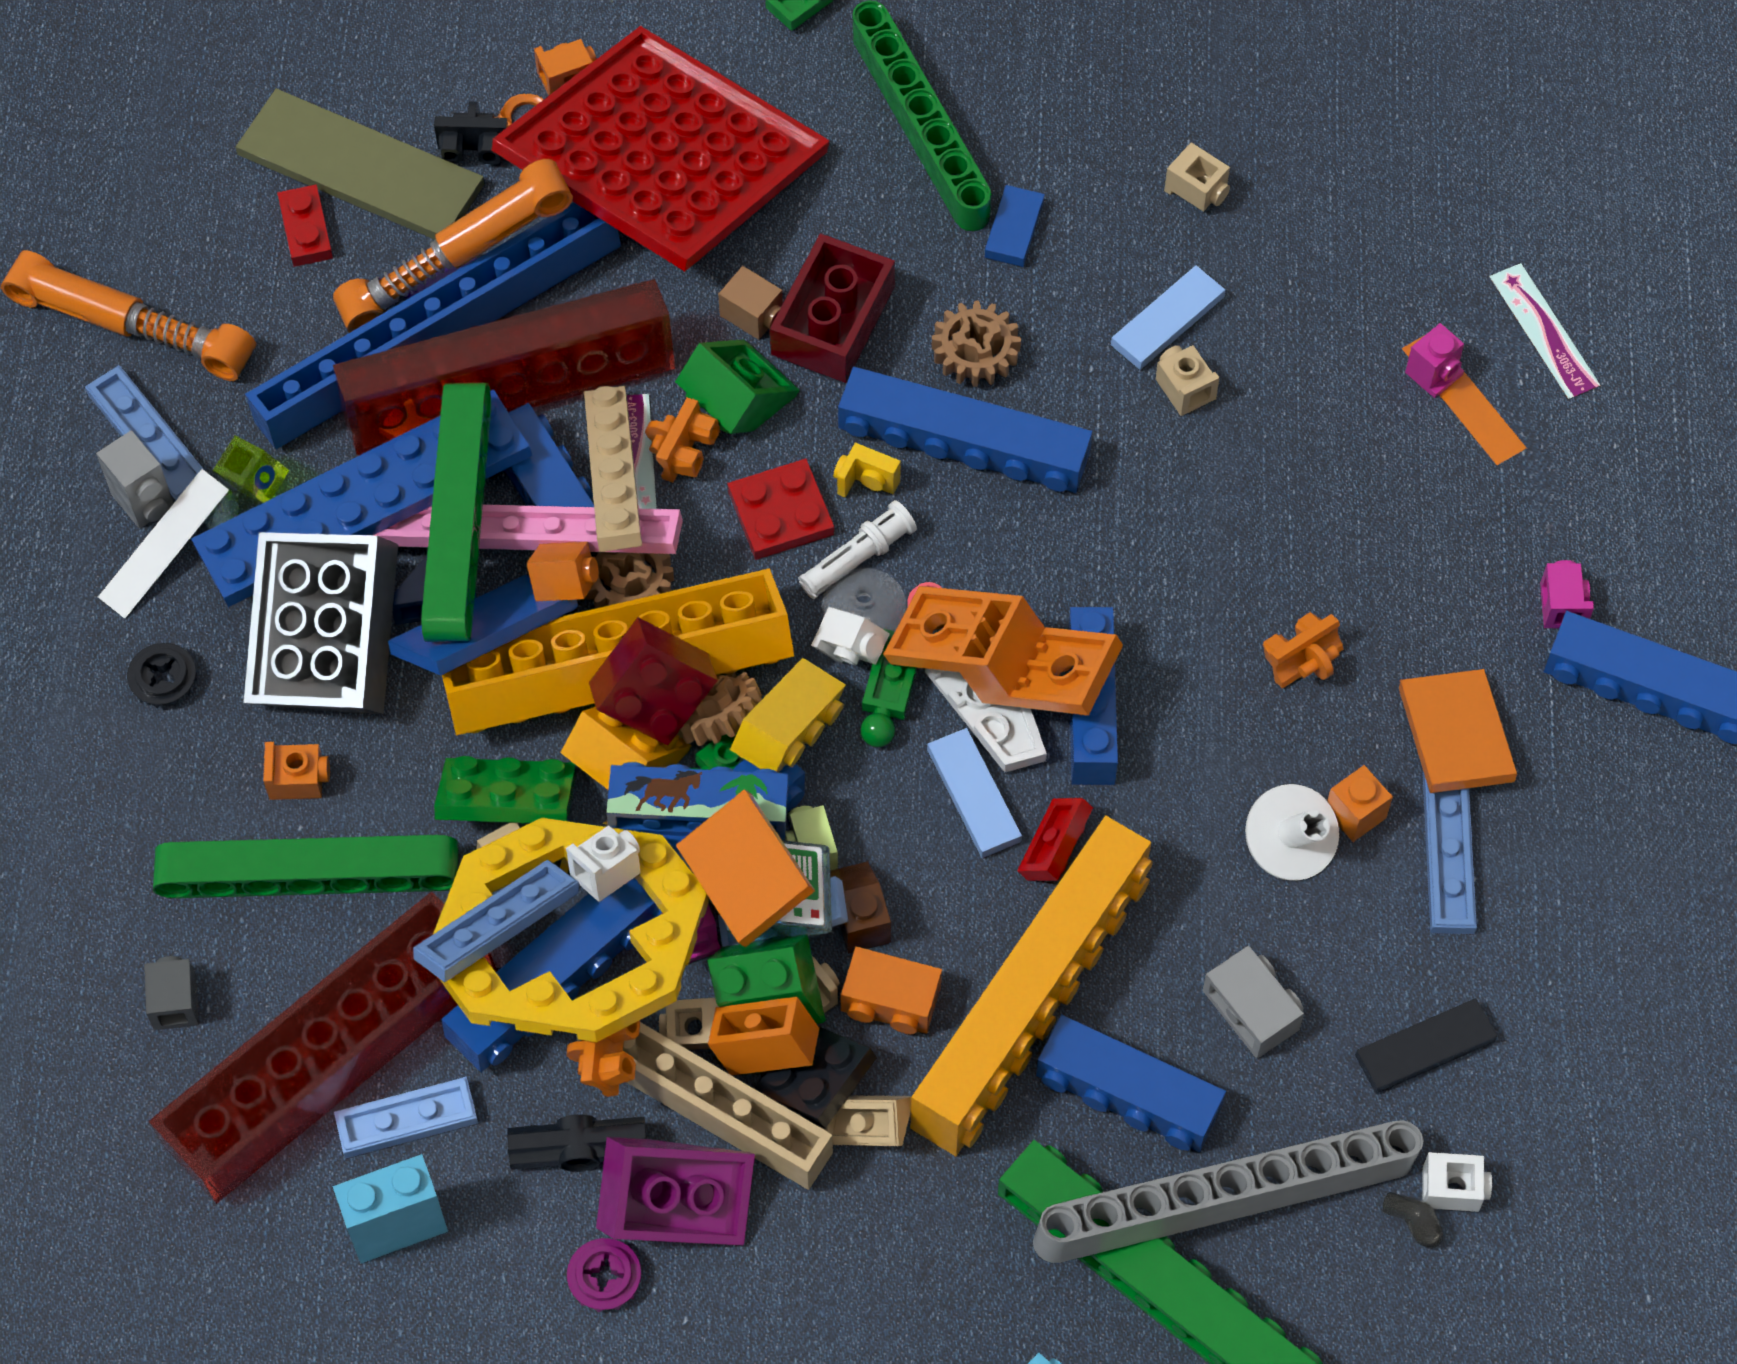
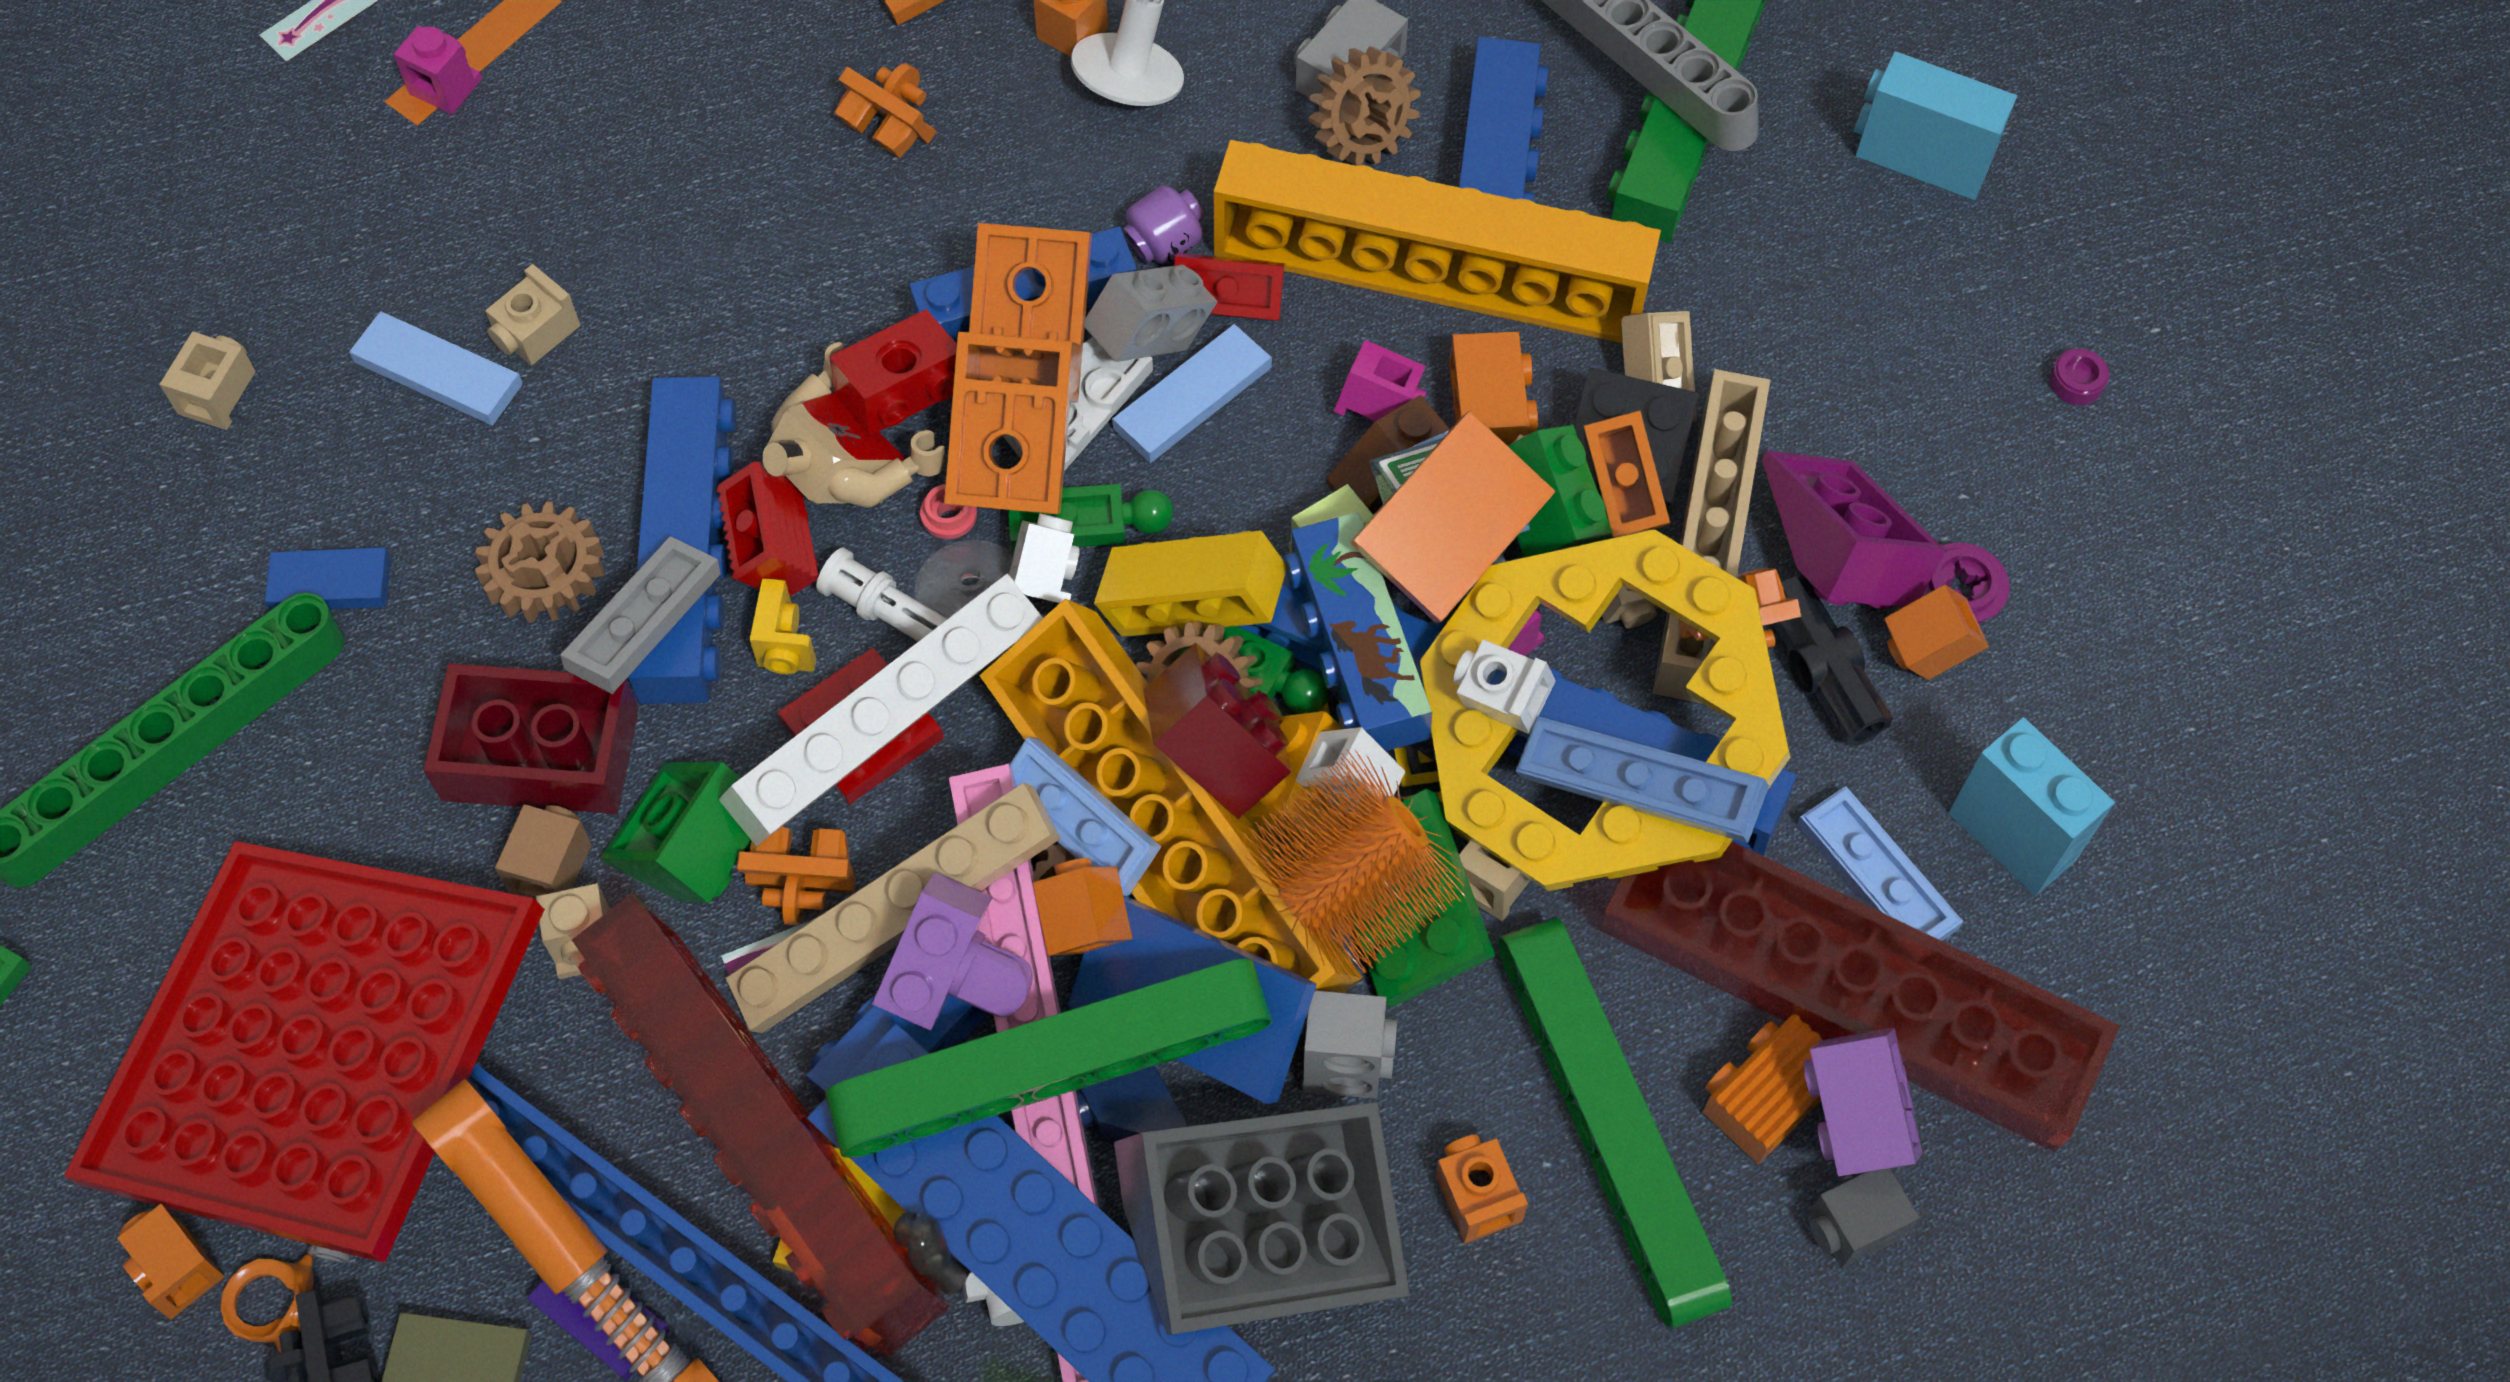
camera: 110 degrees left, 0 degrees up
(227, 998) = (1863, 1102): none -> medium lavender brick
(277, 967) = (1767, 1092): none -> orange brick
(383, 431) = (929, 1251): none -> clear smoke arm
(414, 709) = (1348, 1045): none -> light grey brick
(511, 721) = (1353, 864): none -> orange piece
(551, 472) = (948, 956): none -> medium lavender brick
(562, 1222) = (1934, 633): none -> orange brick
(591, 763) = (1331, 745): none -> white brick
(636, 593) = (1083, 816): none -> light blue tile
(689, 309) = (564, 918): none -> tan brick
(761, 500) = (879, 710): none -> white brick
(885, 372) = (640, 614): none -> light grey plate
(937, 909) = (1379, 382): none -> dark pink brick
(941, 478) = (767, 529): none -> red brick
(995, 529) = (833, 456): none -> tan torso
(1033, 554) = (895, 372): none -> red brick
(1033, 762) = (1149, 312): none -> light grey brick
(1128, 804) = (1163, 225): none -> medium lavender head
(1180, 981) = (1364, 106): none -> medium nougat gear

